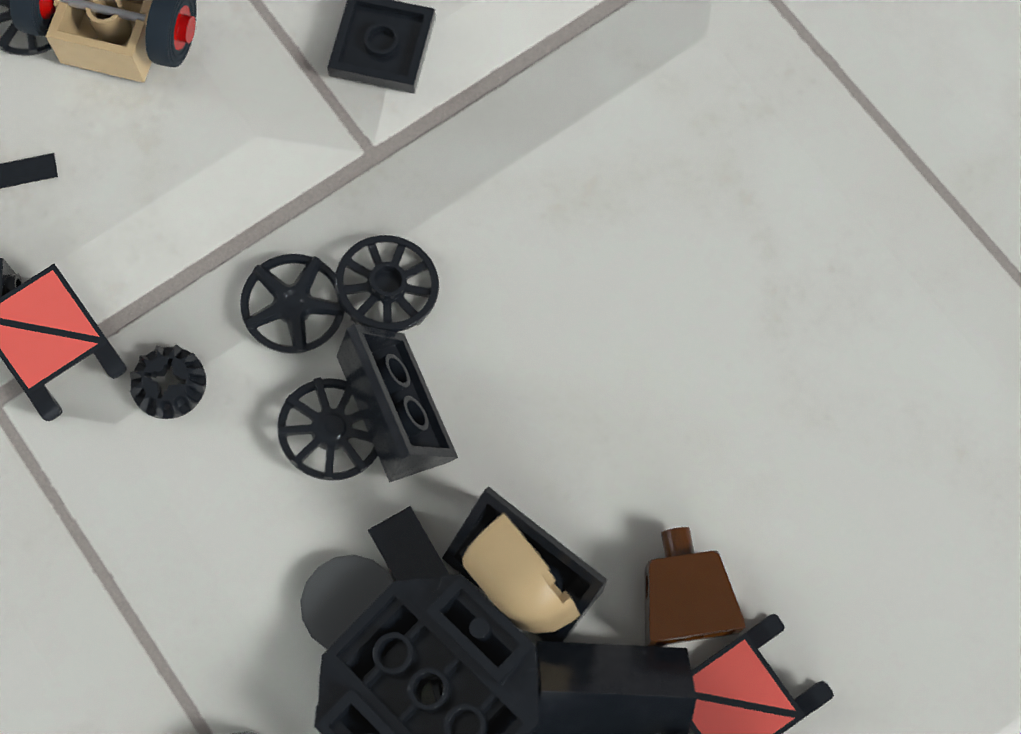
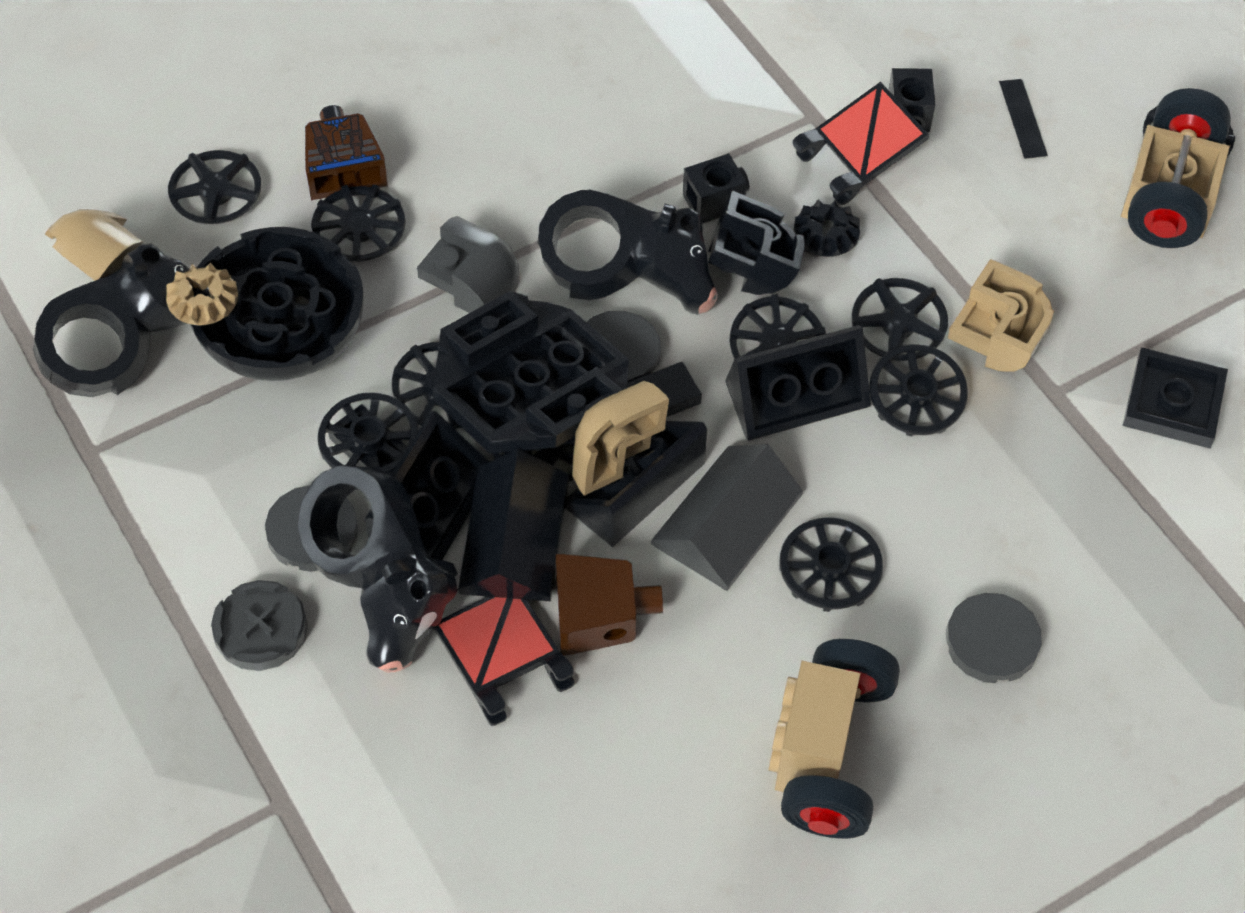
camera: 95 degrees right, 15 degrees down
(127, 523) = (711, 183): none -> black brick
(208, 454) = (756, 245): none -> black brick
(220, 568) = (653, 245): none -> black animal
(301, 192) = (1003, 317): none -> tan brick
(555, 473) = (730, 513): none -> dark grey slope
(602, 369) = (831, 564): none -> black wheel
(670, 216) = (993, 637): none -> dark grey tile
(820, 362) = (815, 731): none -> brick

